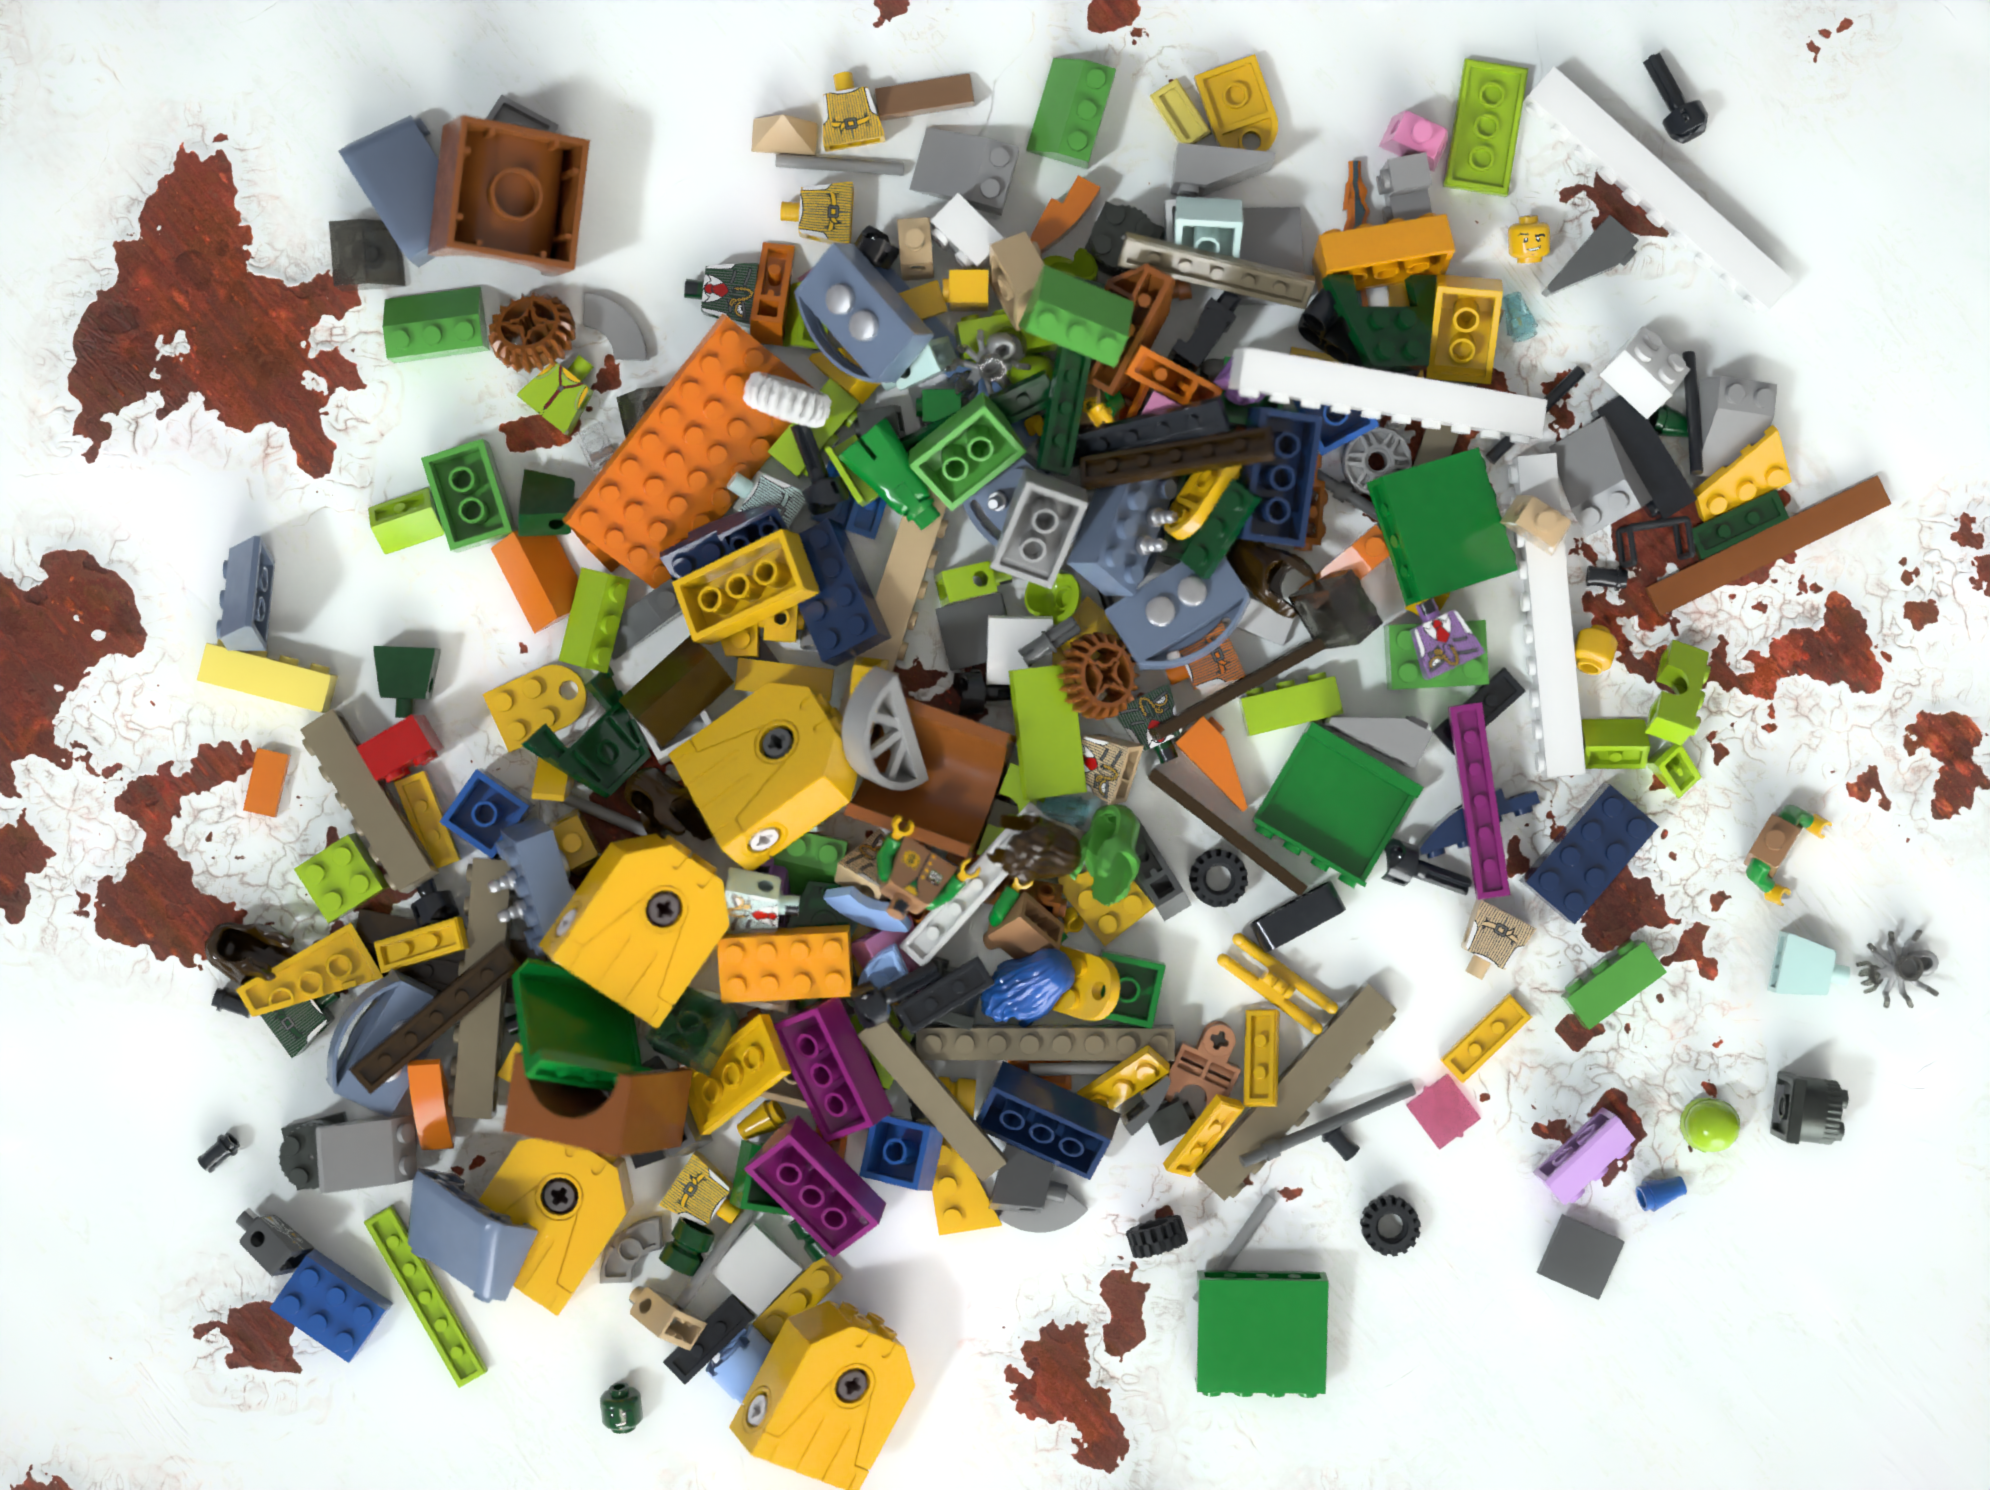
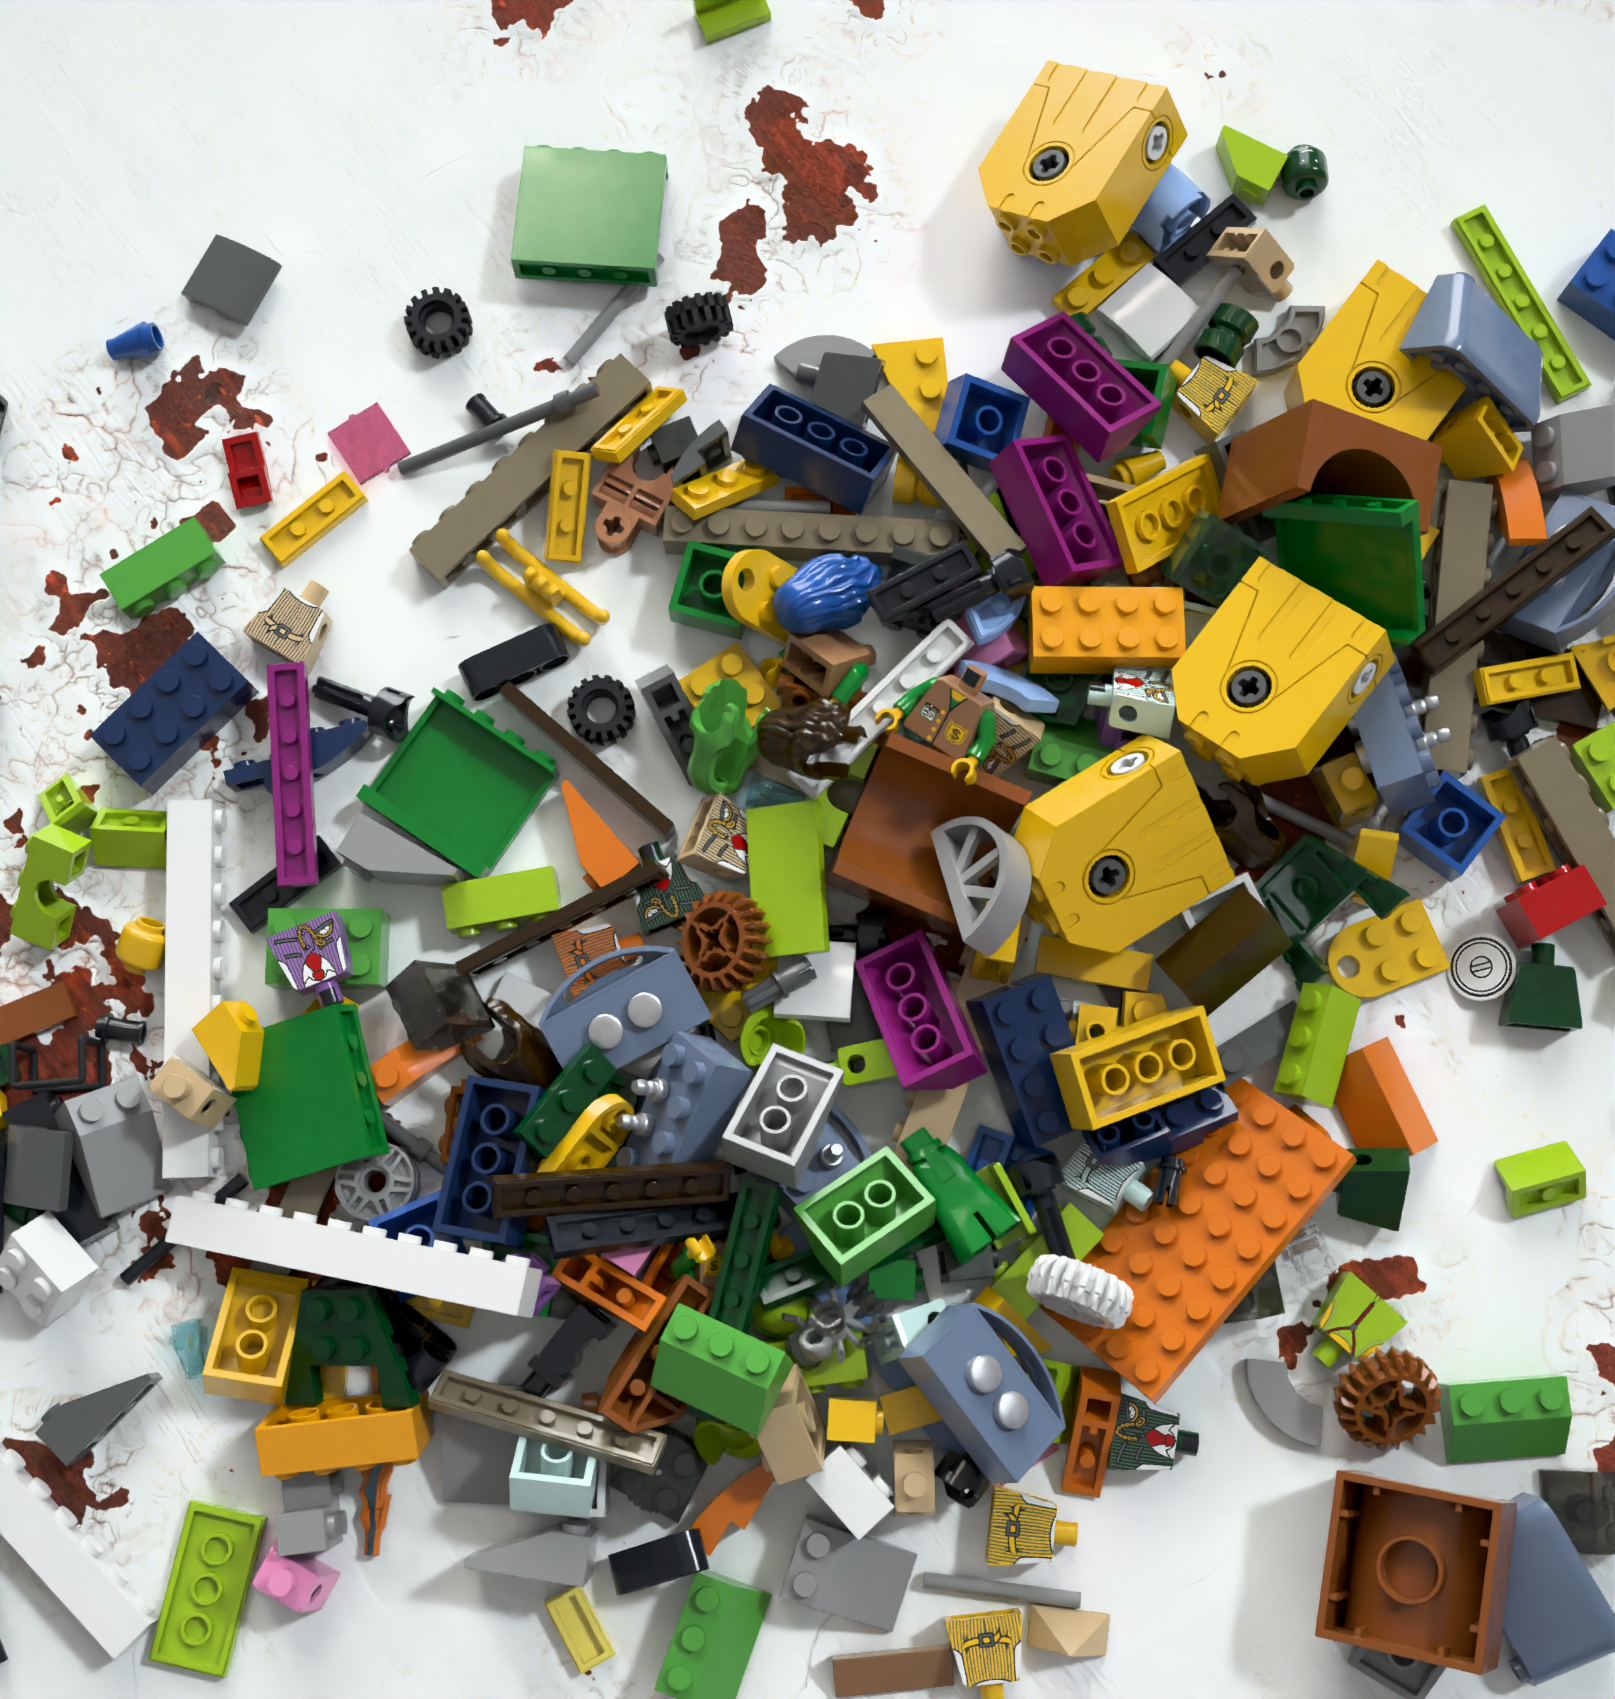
camera: 170 degrees left, 10 degrees down
(456, 696) = (1481, 967): none -> white sticker
(466, 1155) = (1478, 441): none -> yellow torso
(469, 495) = (1465, 1203): bright green brick -> none
(670, 1412) = (1249, 165): none -> lime slope
(715, 498) = (1169, 1180): none -> black pin
(929, 621) = (920, 1015): none -> magenta slope
(1119, 168) = (658, 1561): none -> black beam
(1238, 103) = (507, 1635): yellow plate -> none
(1505, 565) = (233, 1043): none -> yellow slope
(1529, 239) = (168, 1442): yellow head -> none
(1548, 1079) = (247, 470): none -> red slope
(1585, 1156) = (216, 383): lavender slope -> none
(1659, 453) = (38, 1168): none -> dark grey slope
(1709, 1124) = (71, 410): lime helmet -> none

